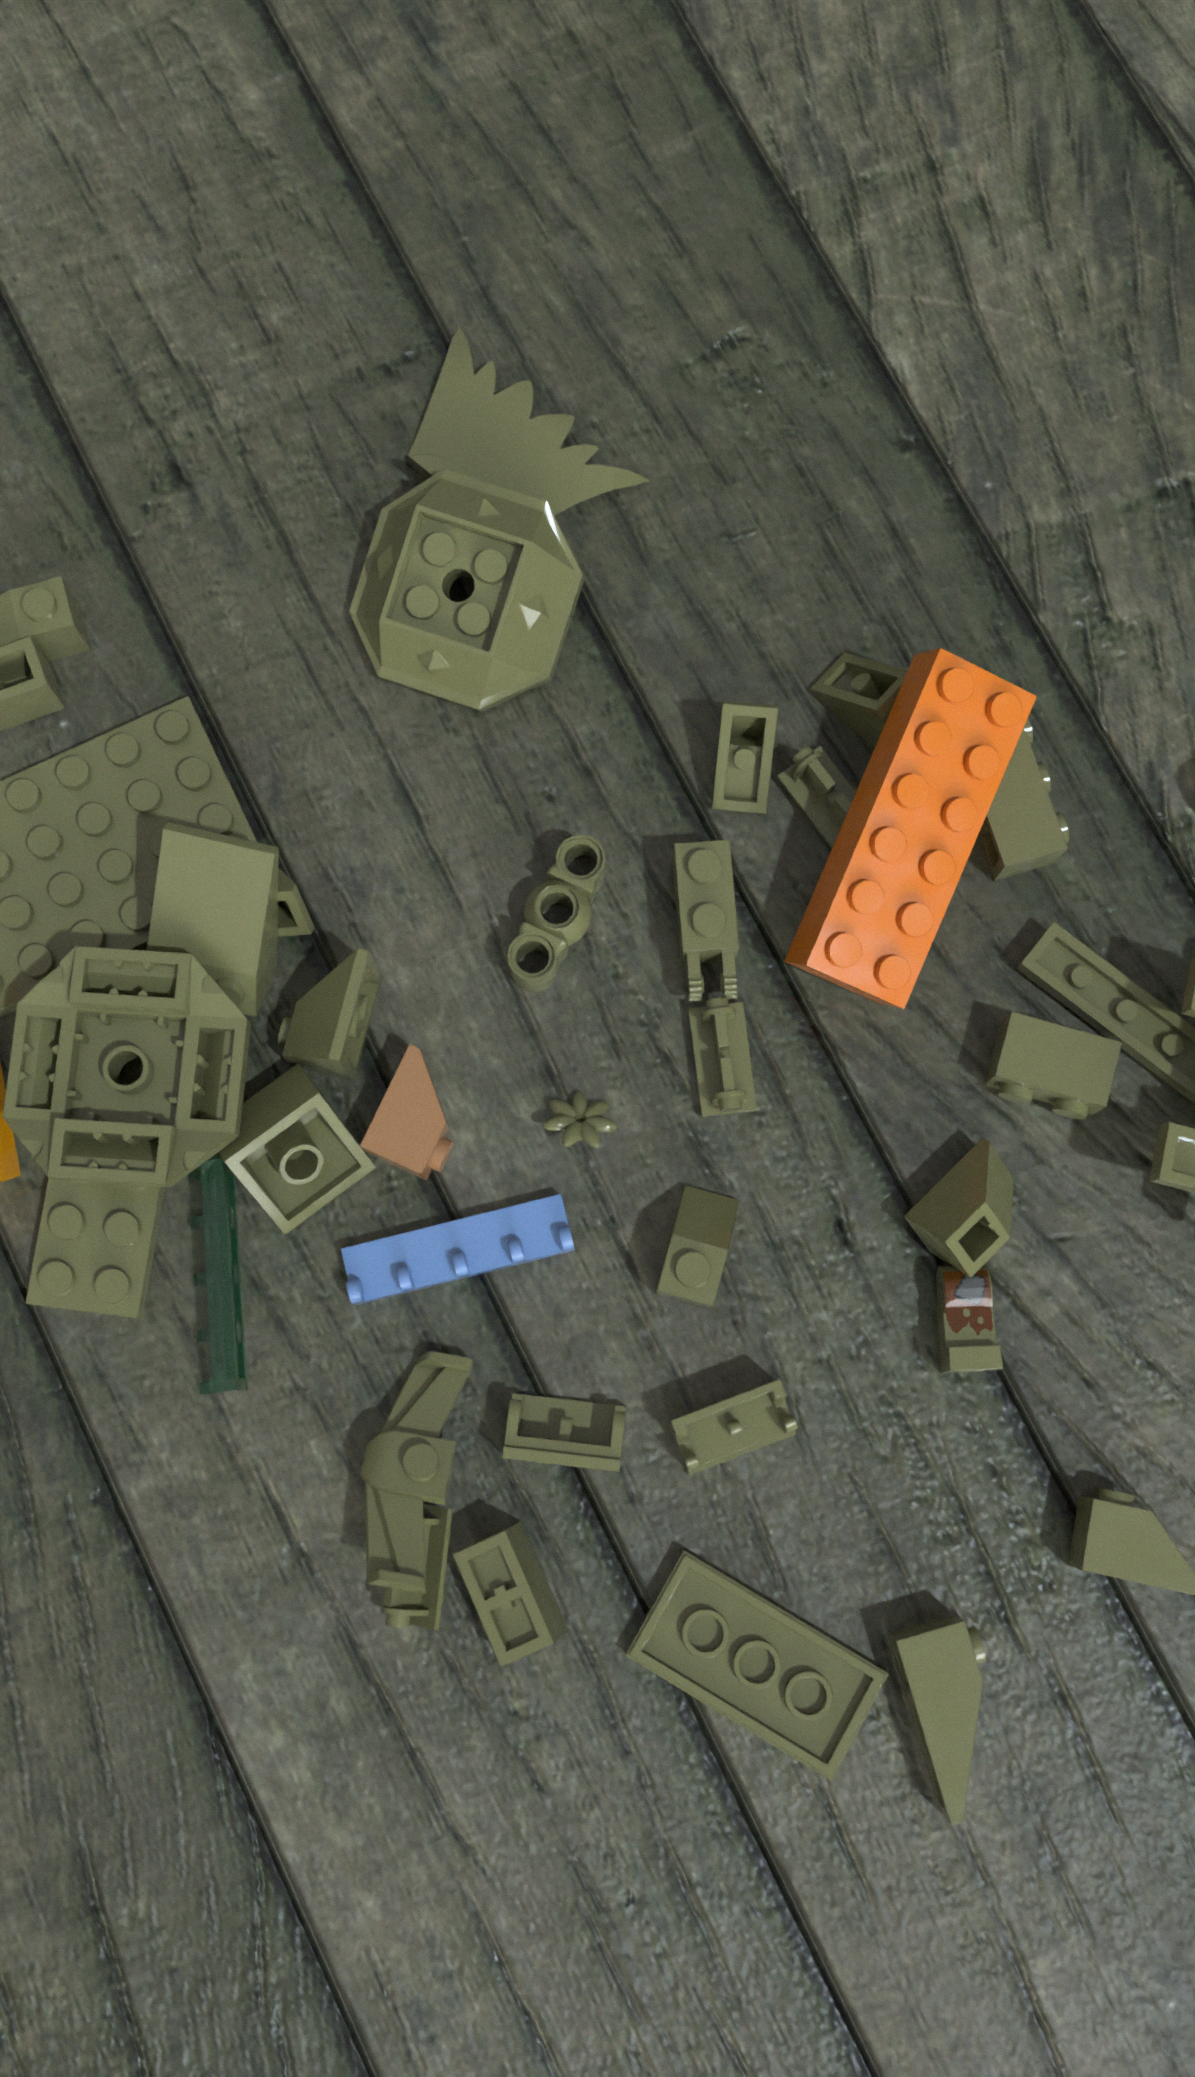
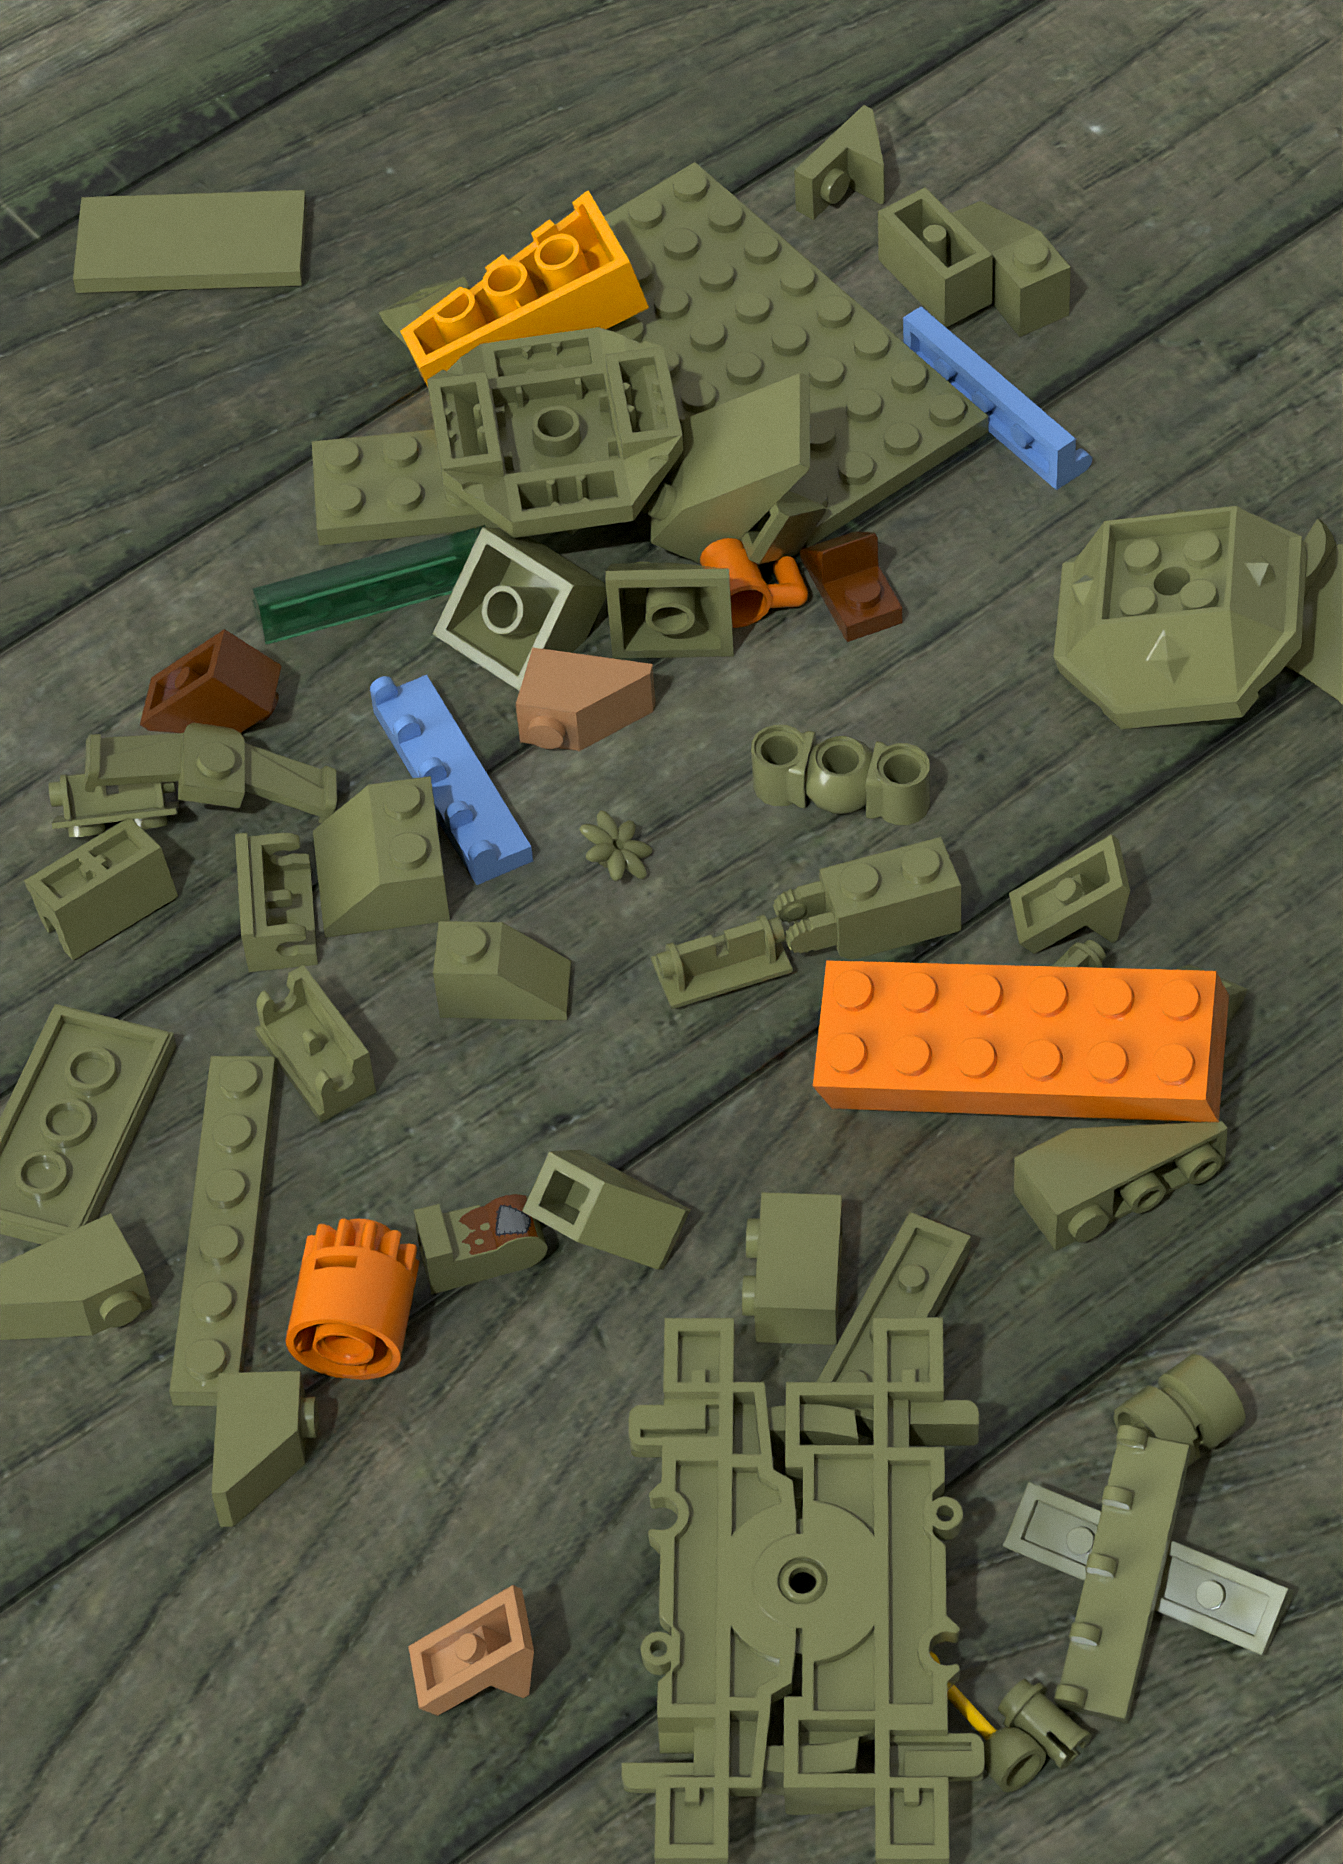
camera: 80 degrees right, 25 degrees down
(193, 677) = (1011, 414): none -> medium blue hinge
(308, 1451) = (213, 685): none -> reddish brown slope
(316, 955) = (749, 593): none -> orange piece
(336, 856) = (853, 584): none -> reddish brown slope
(545, 1330) = (381, 860): none -> olive slope
(896, 1538) = (224, 1227): none -> olive plate
(1021, 1439) = (353, 1300): none -> orange gear

